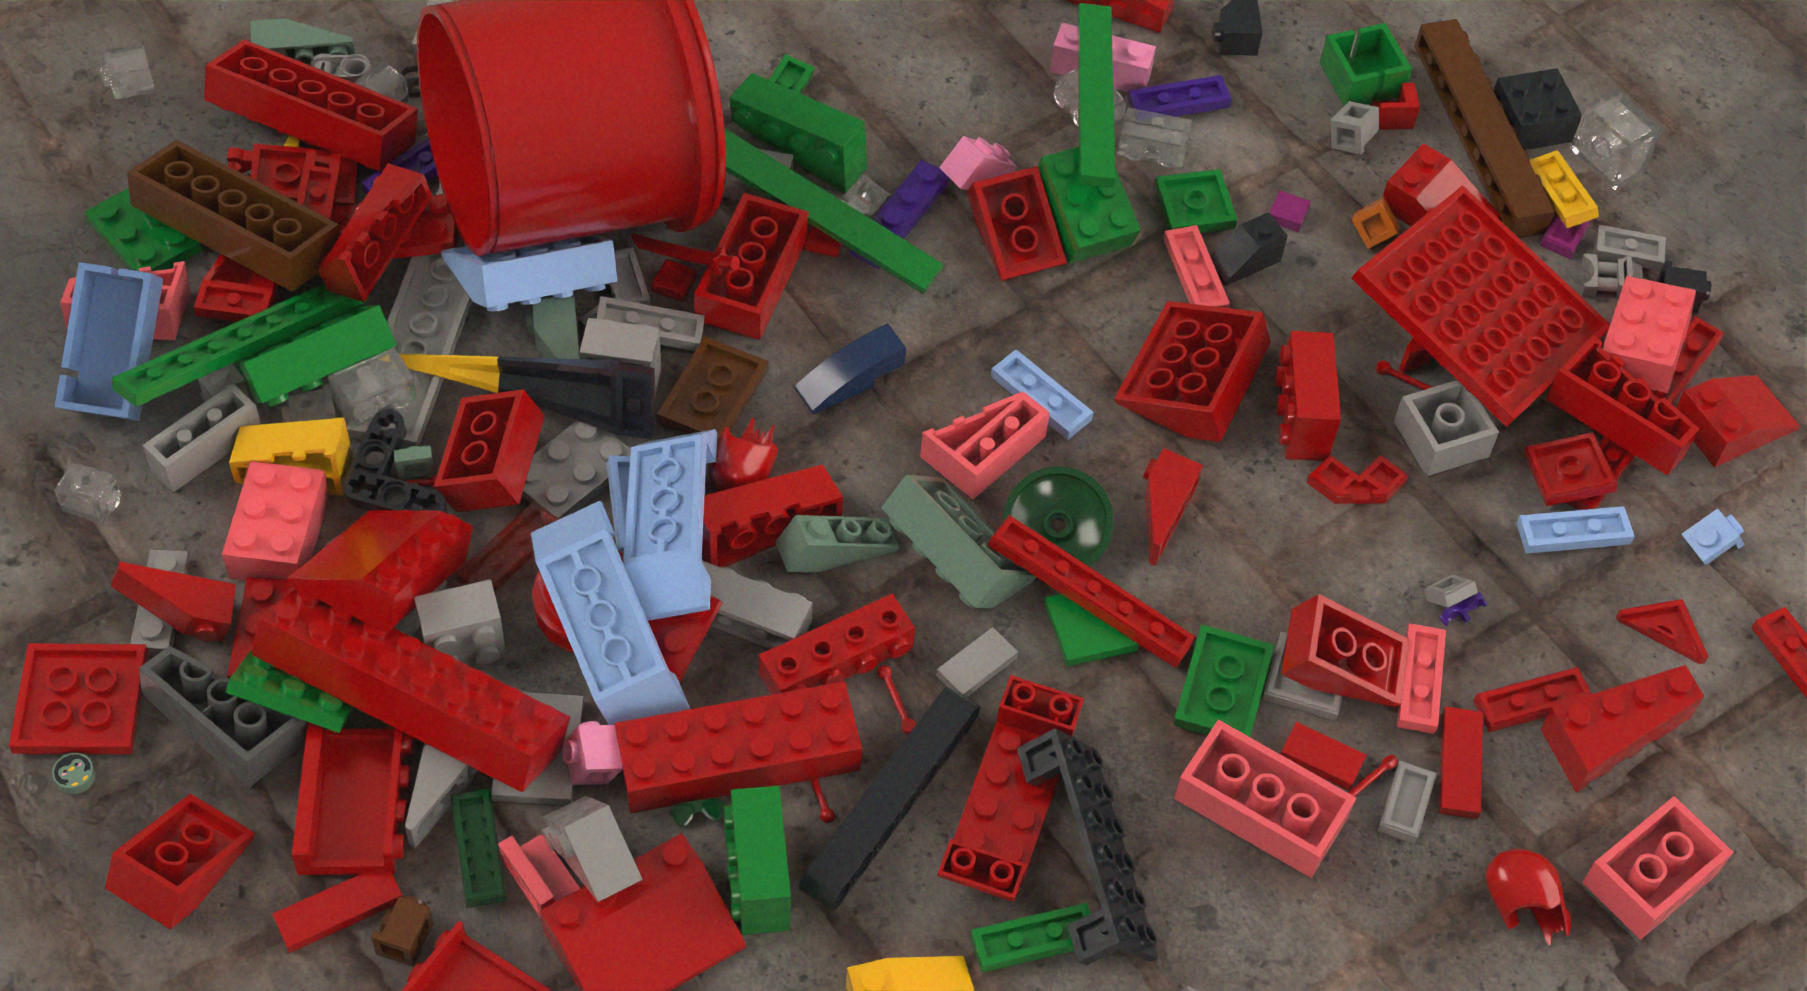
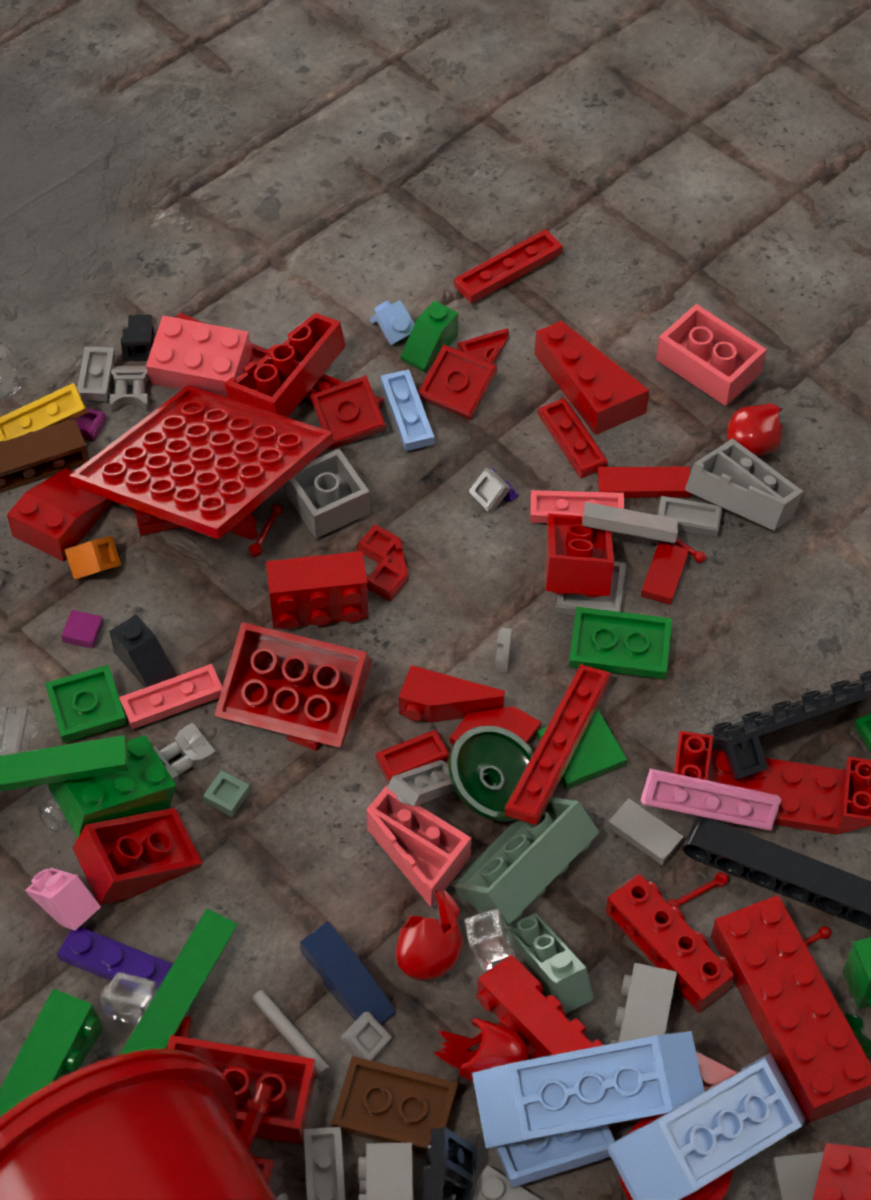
camera: 95 degrees left, 0 degrees up
(592, 754) = (840, 1124): bright pink brick -> none
(787, 378) = (366, 1037): none -> light grey tile
(807, 326) = (288, 1030): none -> light grey bar
(866, 486) = (489, 938): none -> clear brick
(872, 434) = (427, 948): none -> red helmet
(990, 709) = (710, 799): none -> bright pink tile
(1019, 374) = (341, 810): light blue plate -> none
(1043, 436) = (422, 784): none -> light grey plate
(1075, 302) = (226, 793): none -> sand green plate
(1100, 462) = (412, 754): none -> red tile
(1126, 286) = (192, 746): none -> light grey piece
(1131, 558) = (507, 718): none -> red tile
(1223, 569) = (503, 650): none -> light grey tile
(1264, 798) = (727, 602): coral brick -> none
(1386, 715) = (629, 522): none -> light grey tile
(1439, 852) = (744, 485): none -> light grey wedge
(1617, 586) = (457, 382): none -> red tile
(1689, 569) = (430, 332): none -> green slope
(1734, 416) = (269, 306): red slope -> none

